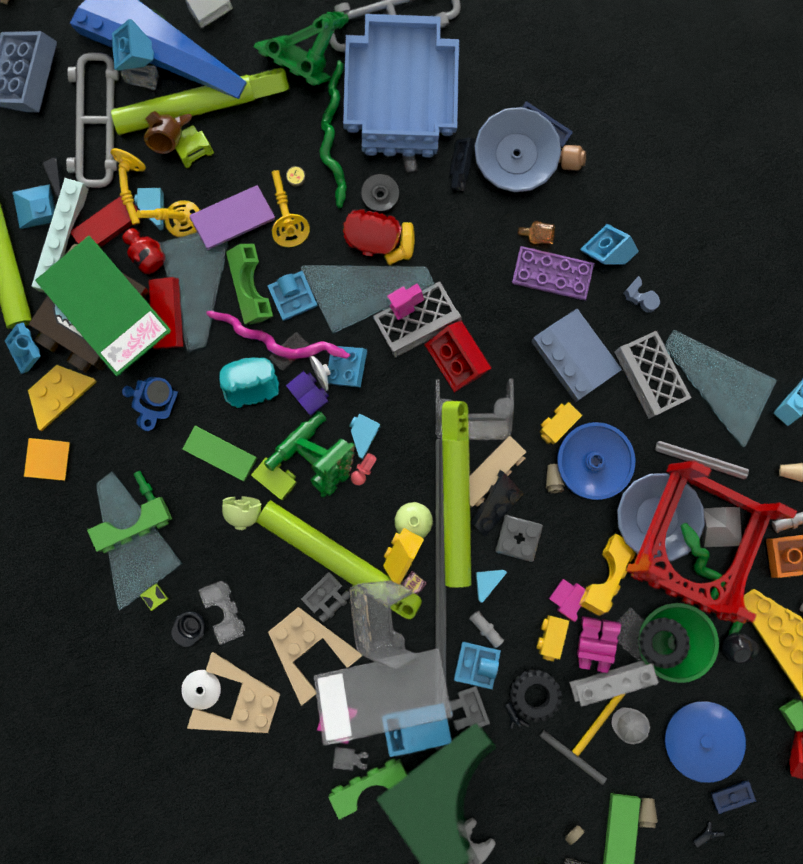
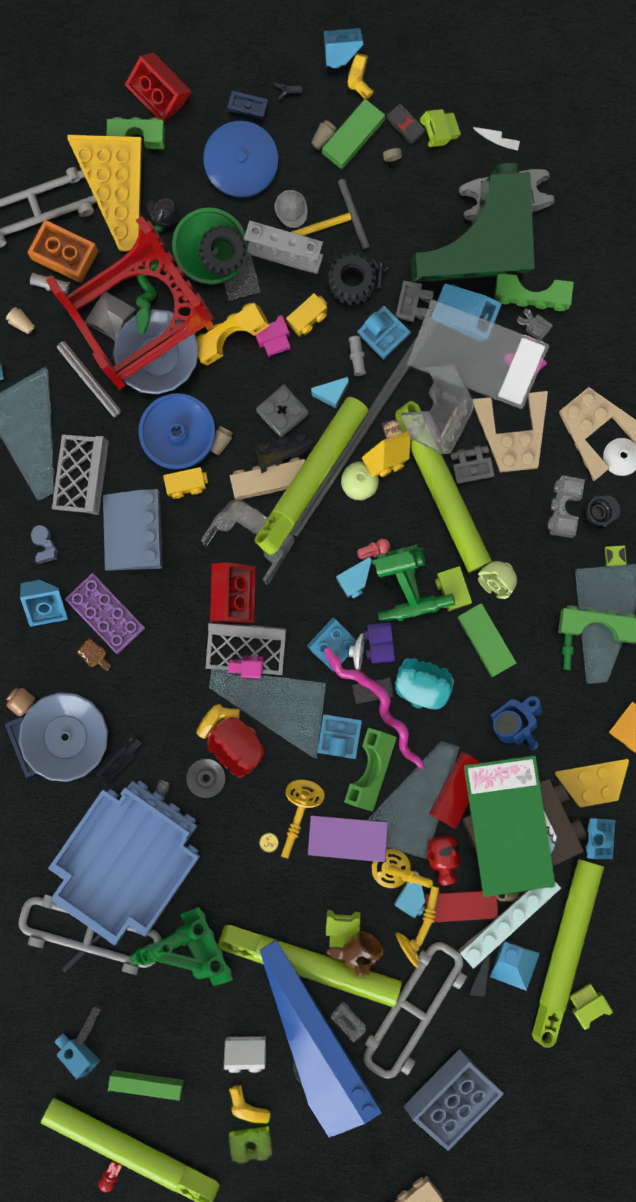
camera: 140 degrees left, 0 degrees up
(131, 47) = (342, 1047): dark azure slope -> none
(329, 136) = (214, 859): green animal -> none
(597, 649) = (276, 282): dark pink hips -> none

